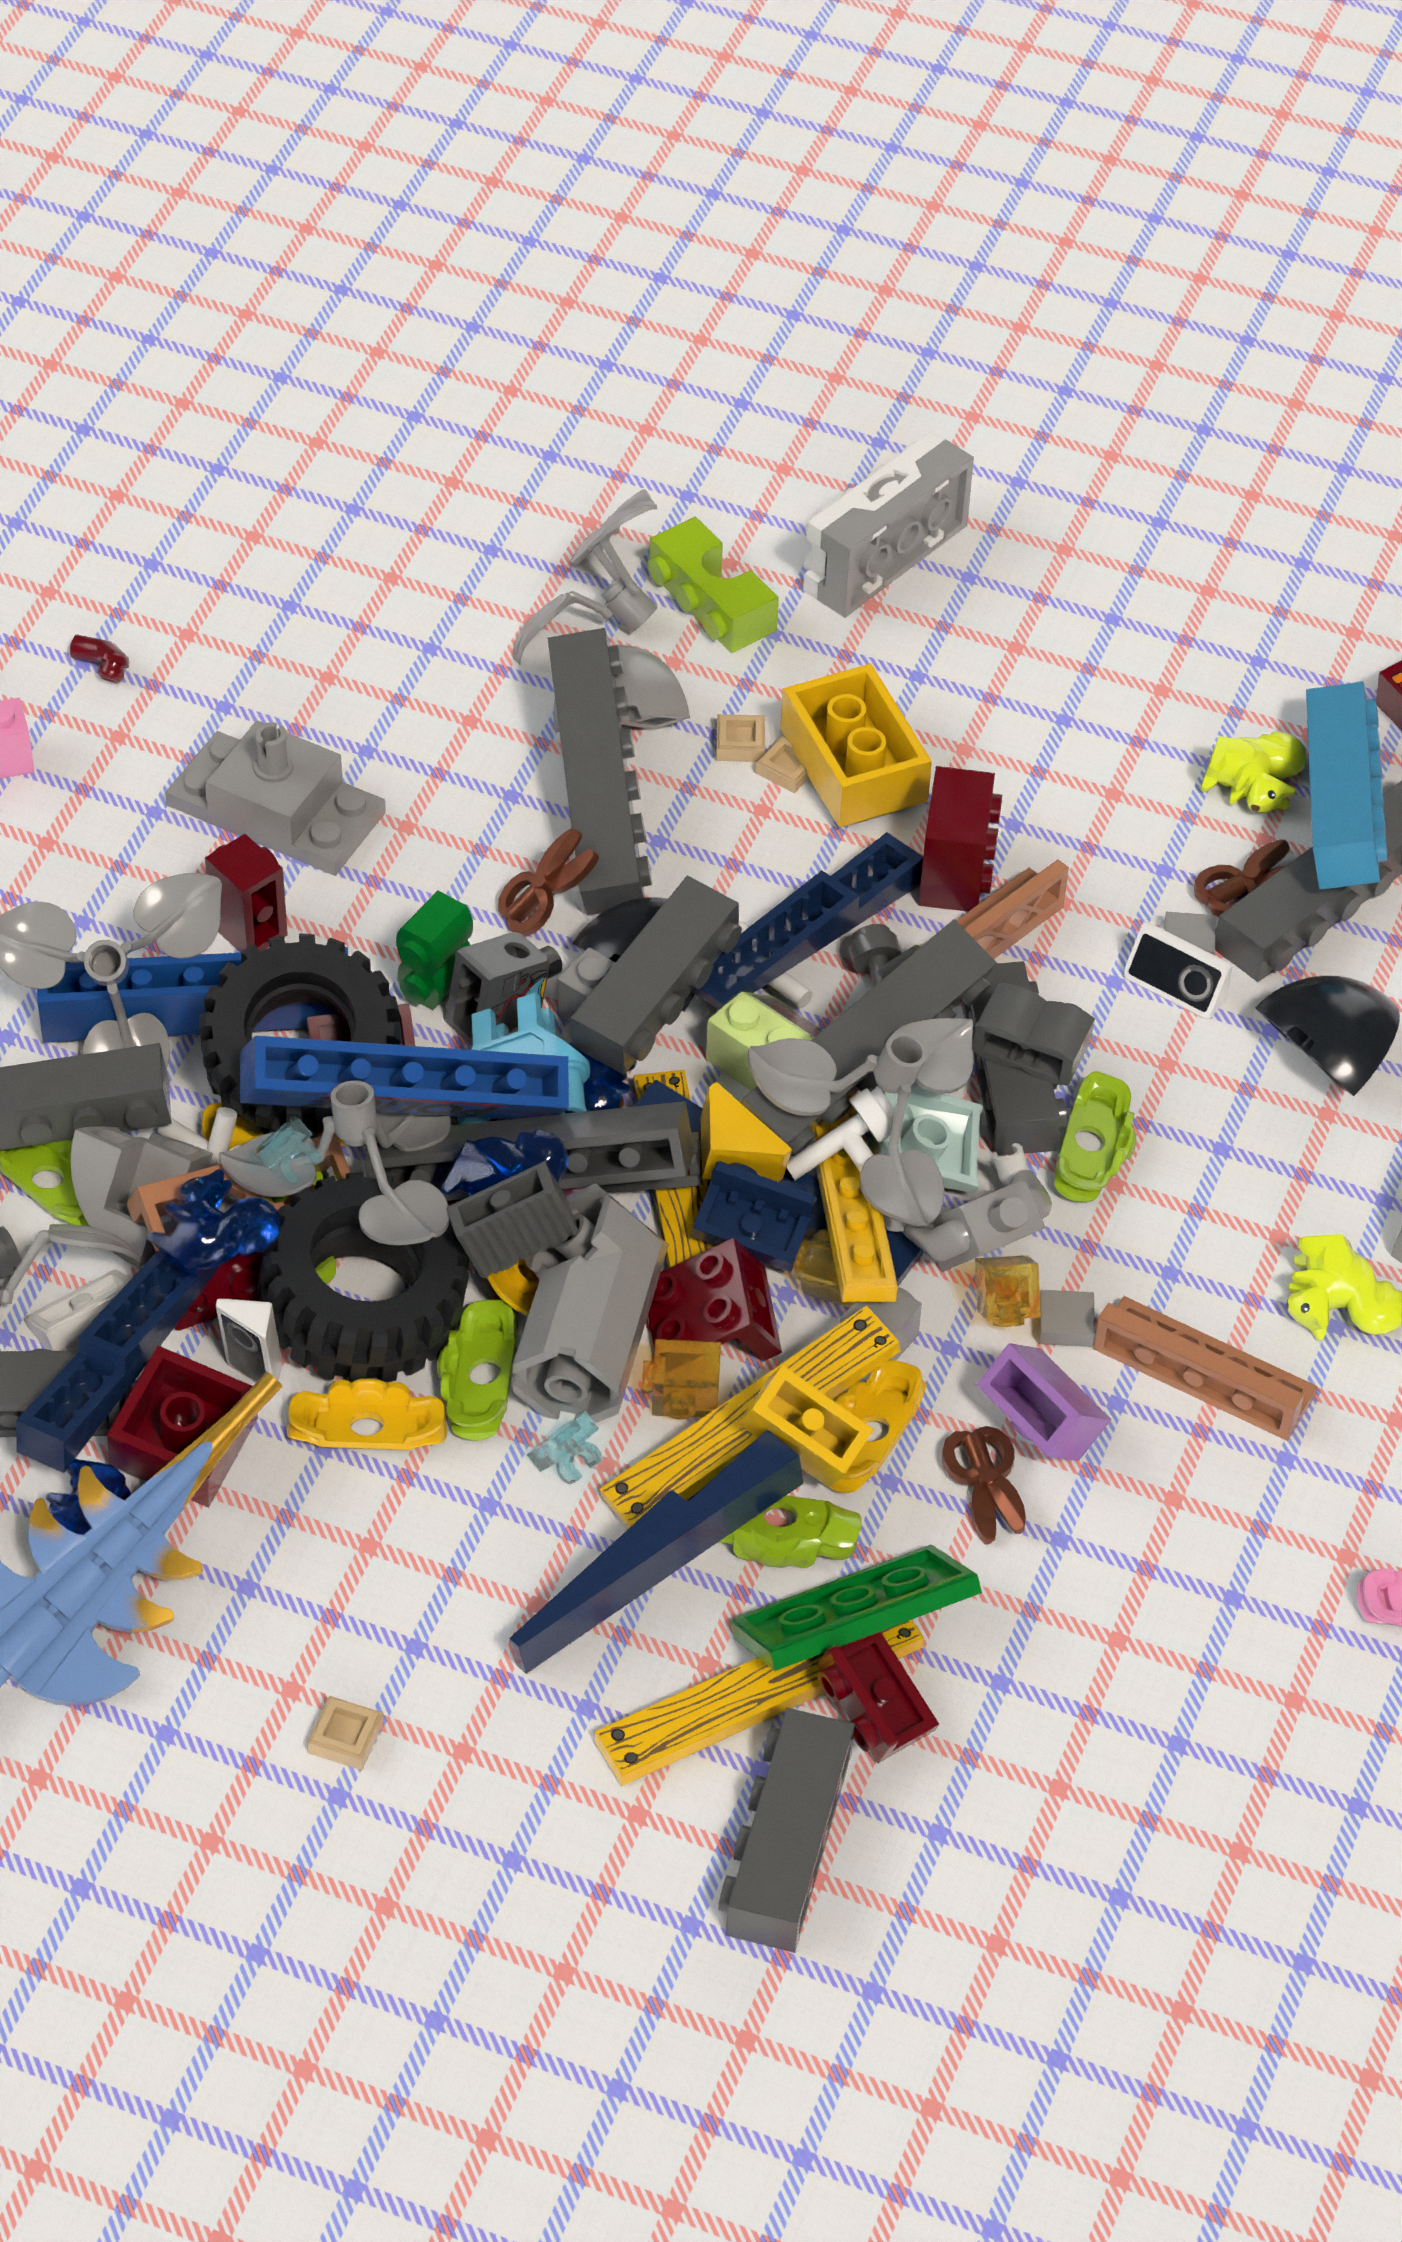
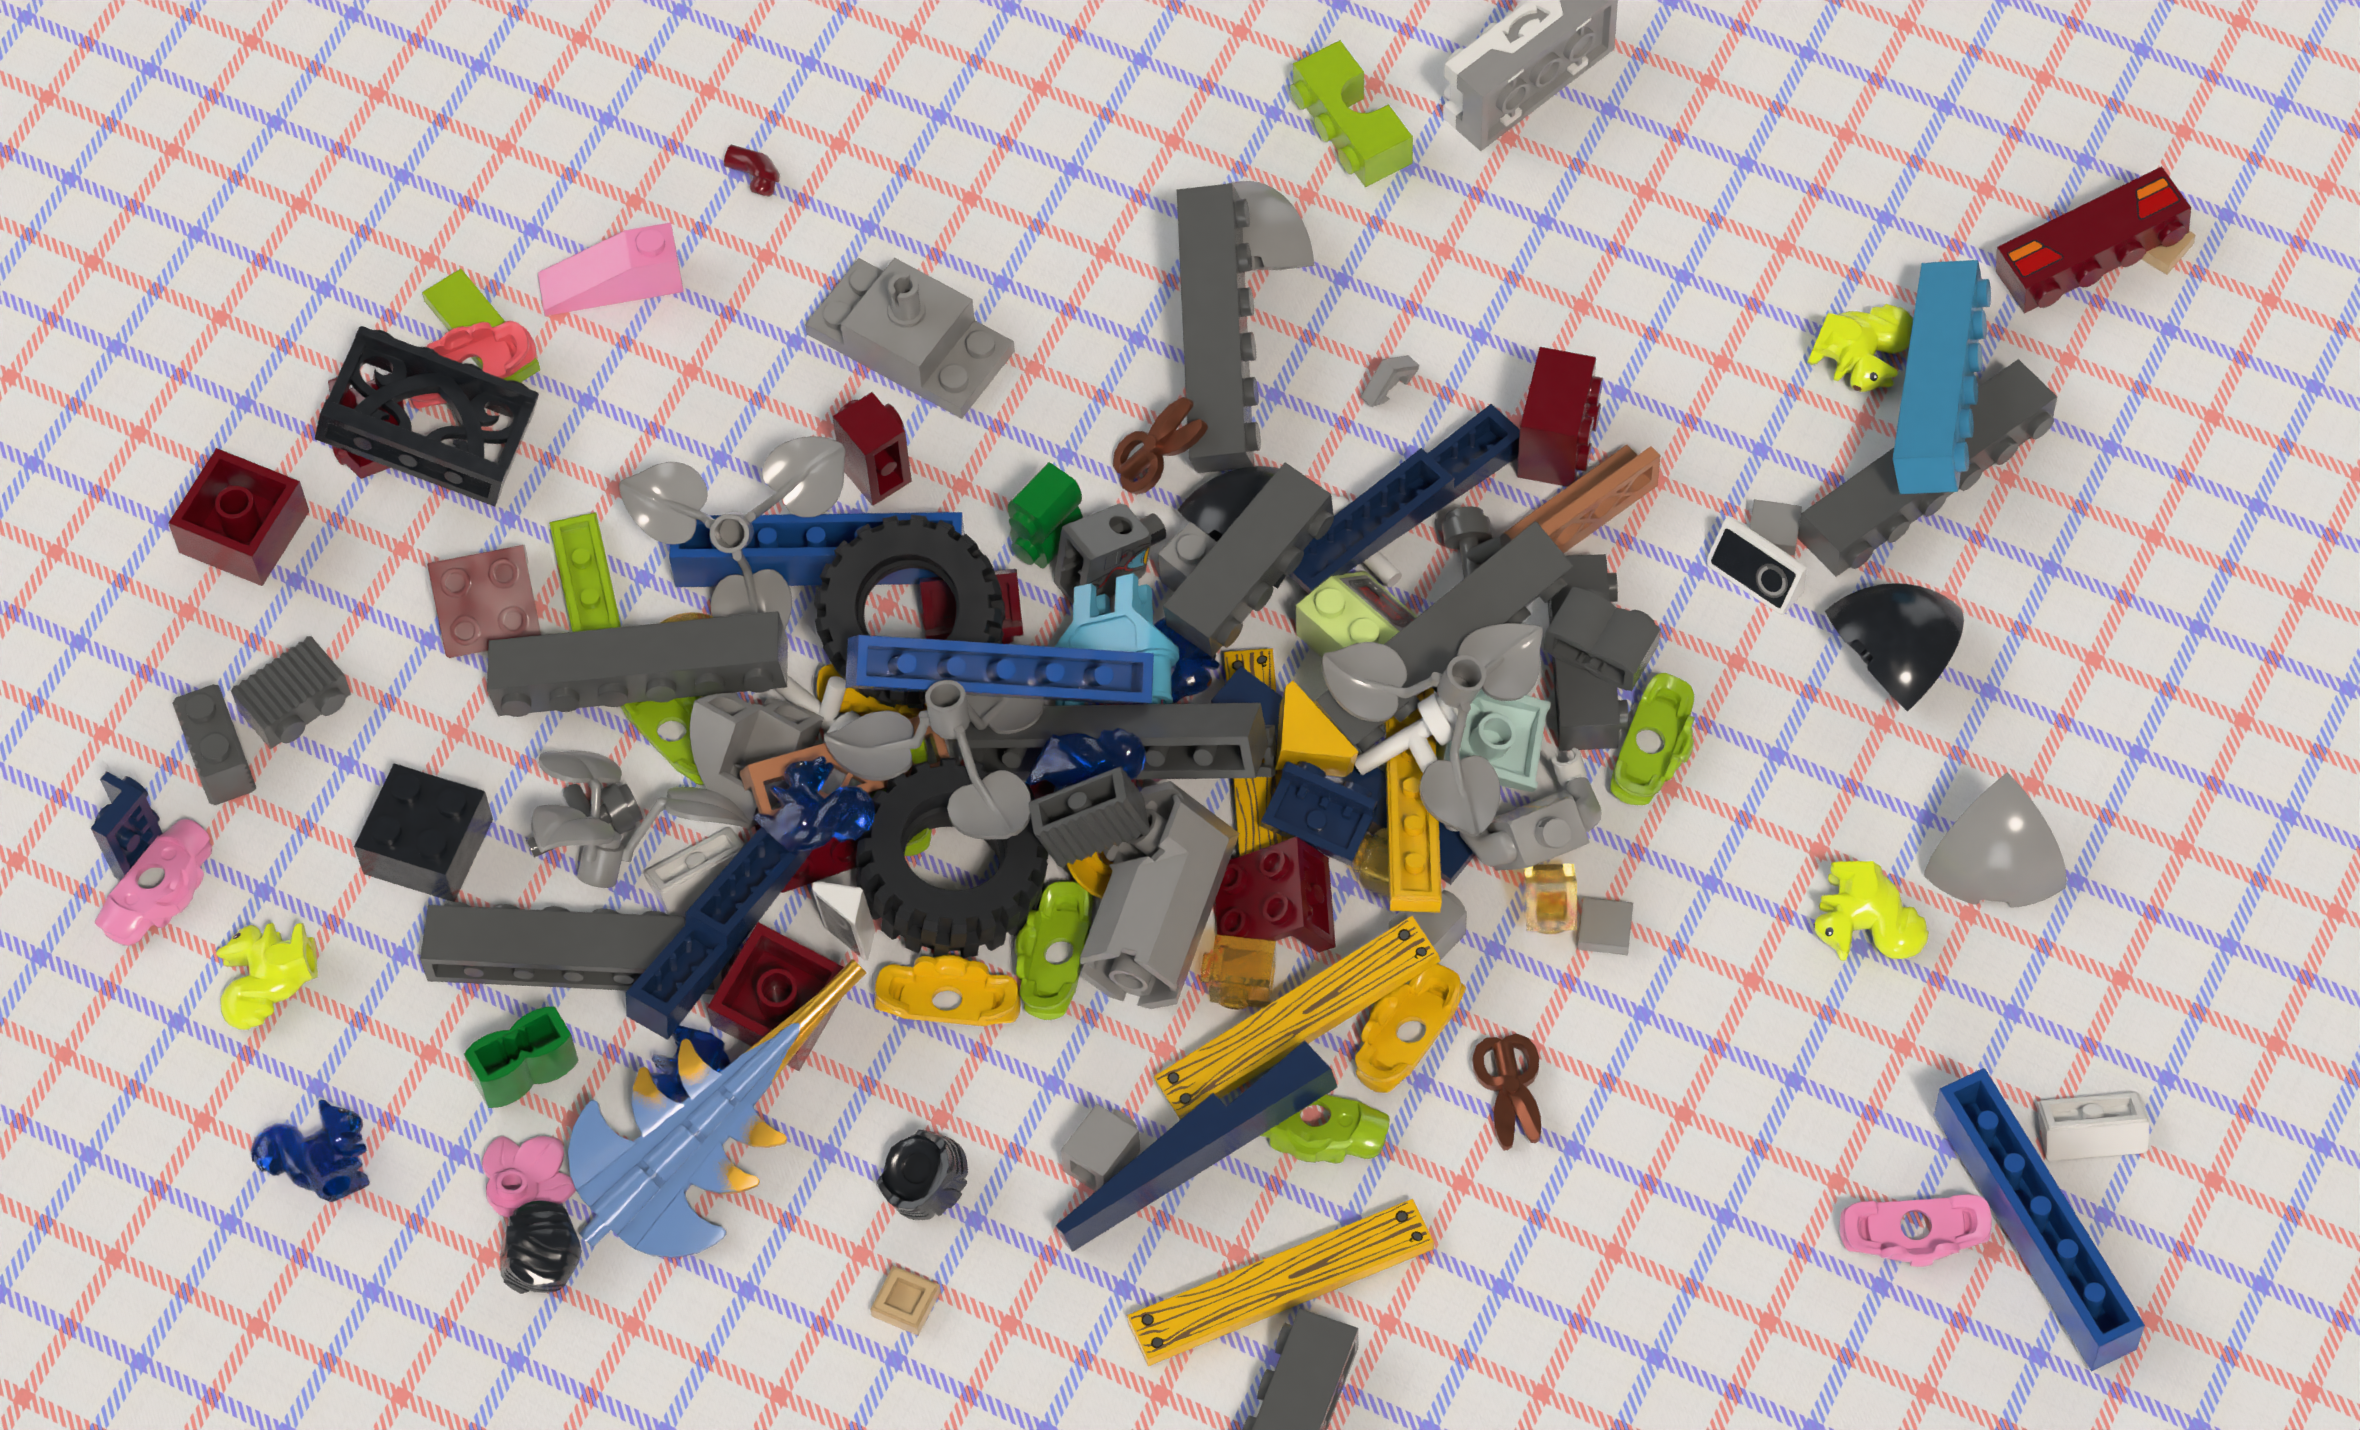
camera: 10 degrees right, 10 degrees up
(284, 1145) = (881, 735): clear light blue tile -> none
(357, 1600) = (924, 1175): none -> black hair
(548, 1560) = (1100, 1147): none -> light grey brick
(564, 1445) = (1124, 1031): clear light blue tile -> none
(623, 596) = (1260, 125): light grey plant -> none
(740, 737) = (1363, 285): tan tile -> none
(775, 816) = (1387, 376): none -> light grey tile
(782, 766) = (1407, 316): tan tile -> none
(808, 1423) = (1342, 1037): yellow brick -> none
(854, 1606) = (1372, 1211): green tile -> none
(855, 745) = (1471, 305): yellow brick -> none
(876, 1695) = (1383, 1298): dark red bracket -> none
(1043, 1402) = (1569, 1016): medium lavender brick -> none
(1203, 1367) = (1725, 990): nougat fence -> none
(1254, 873) = (1845, 465): copper piece -> none

